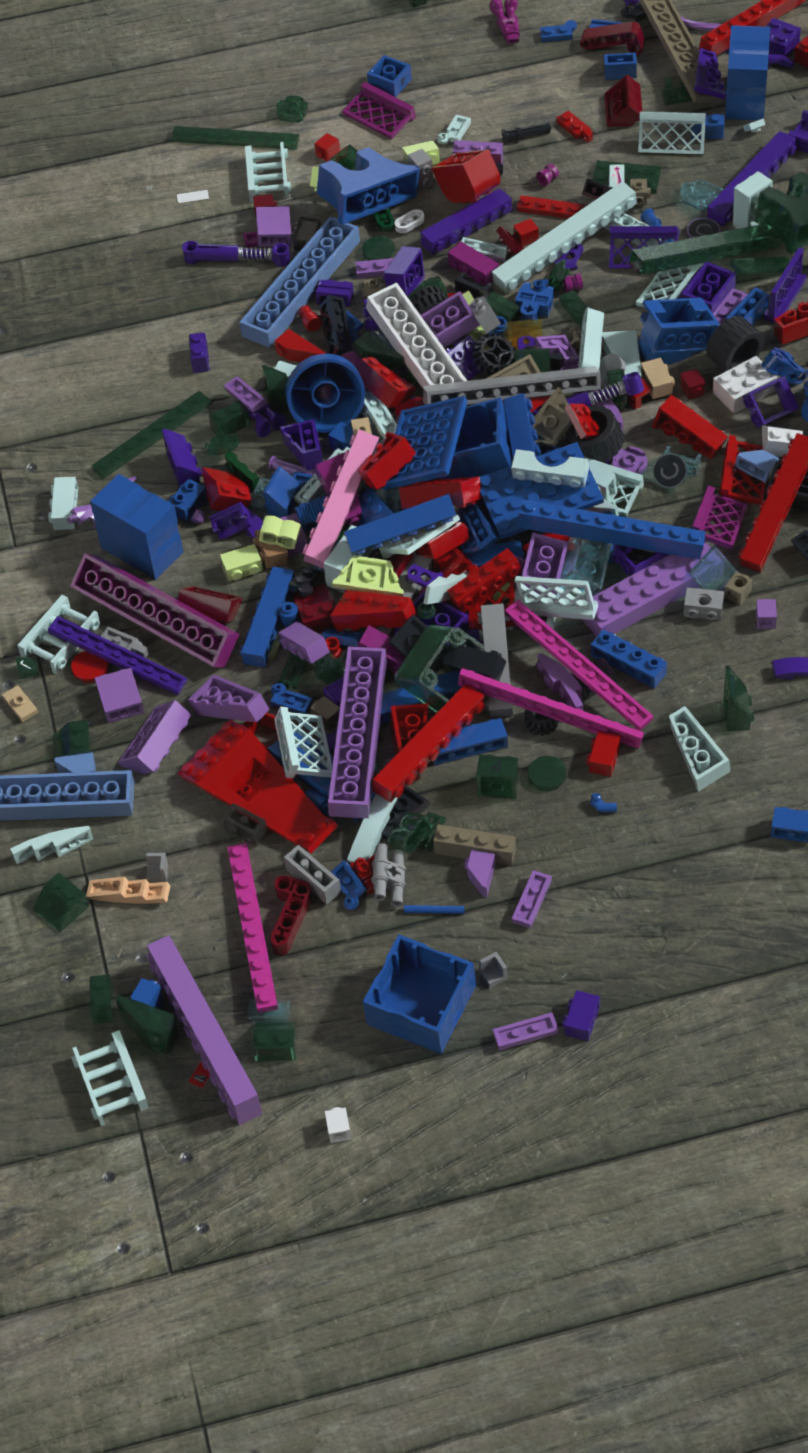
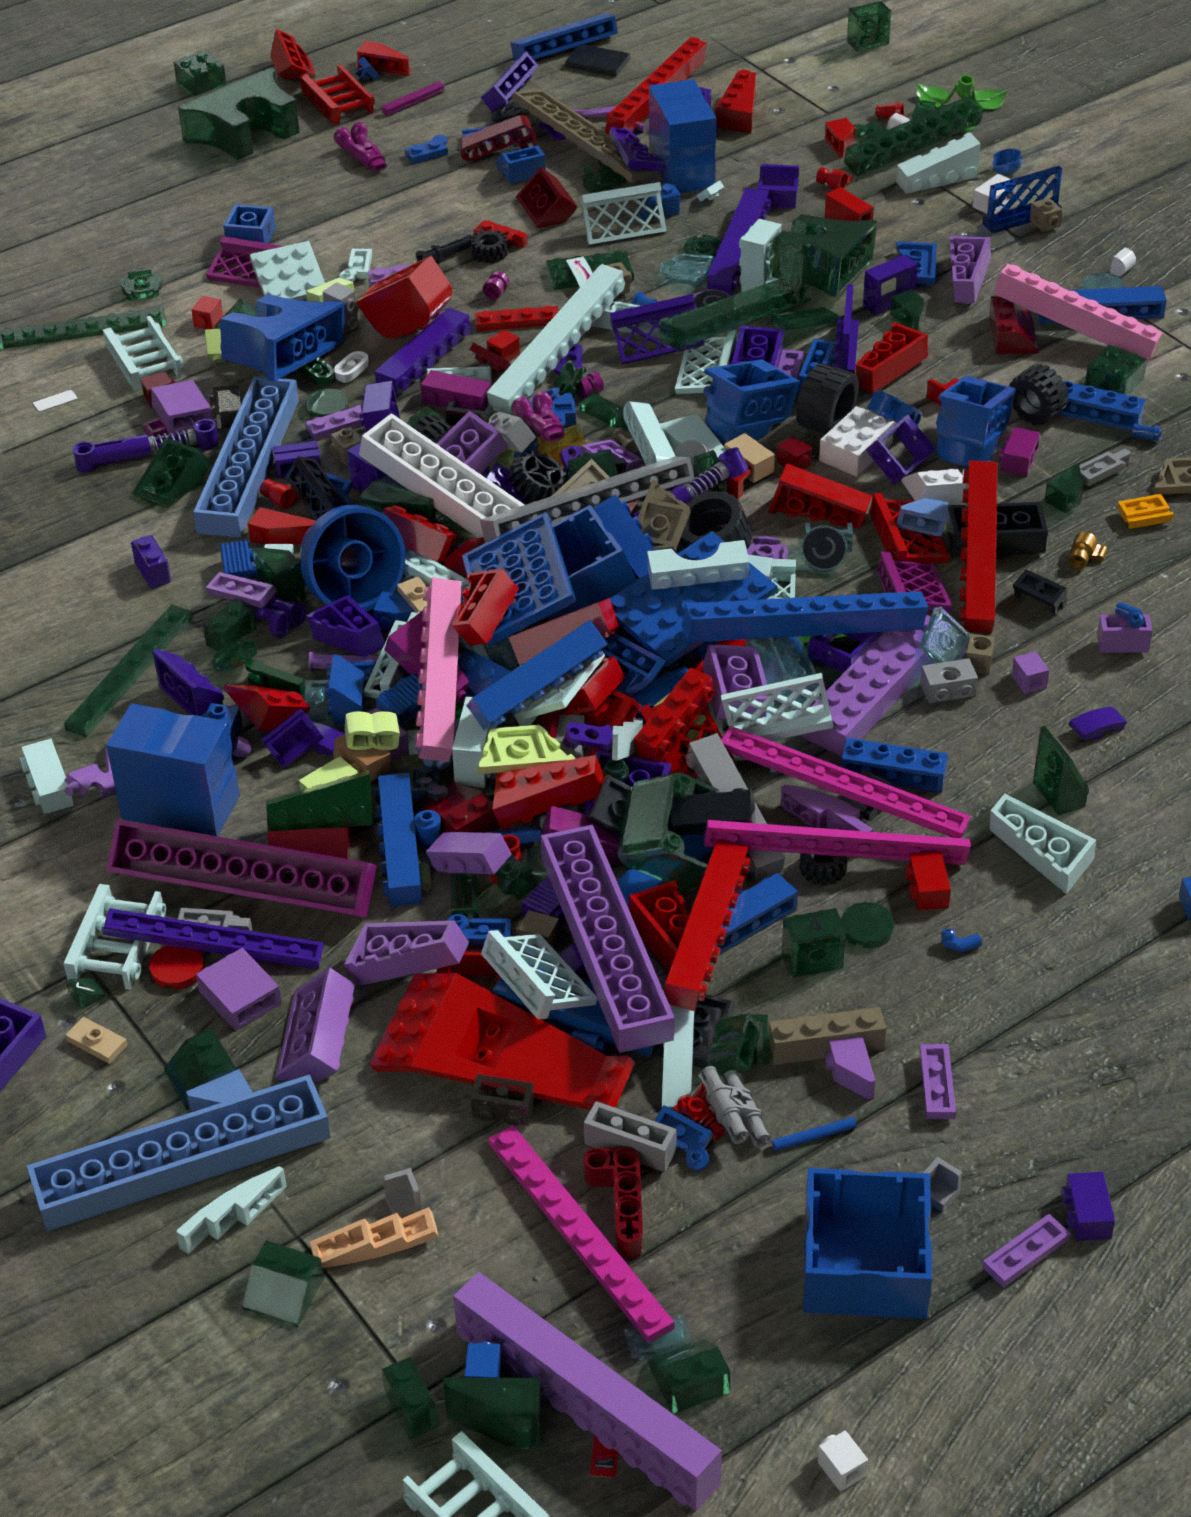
camera: 25 degrees left, 10 degrees down
(226, 579) = (326, 805): none -> dark green wedge
(243, 283) = (172, 473): none -> clear green slope
(253, 371) = (237, 559): none -> blue brick
(398, 126) = (287, 271): none -> light aqua plate
(514, 314) = (542, 420): none -> magenta piece
(555, 142) = (489, 246): none -> black tyre
(582, 421) = (696, 504): red plate -> none
(595, 189) = (567, 284): black brick -> none
(721, 175) = (706, 246): none -> clear green tile

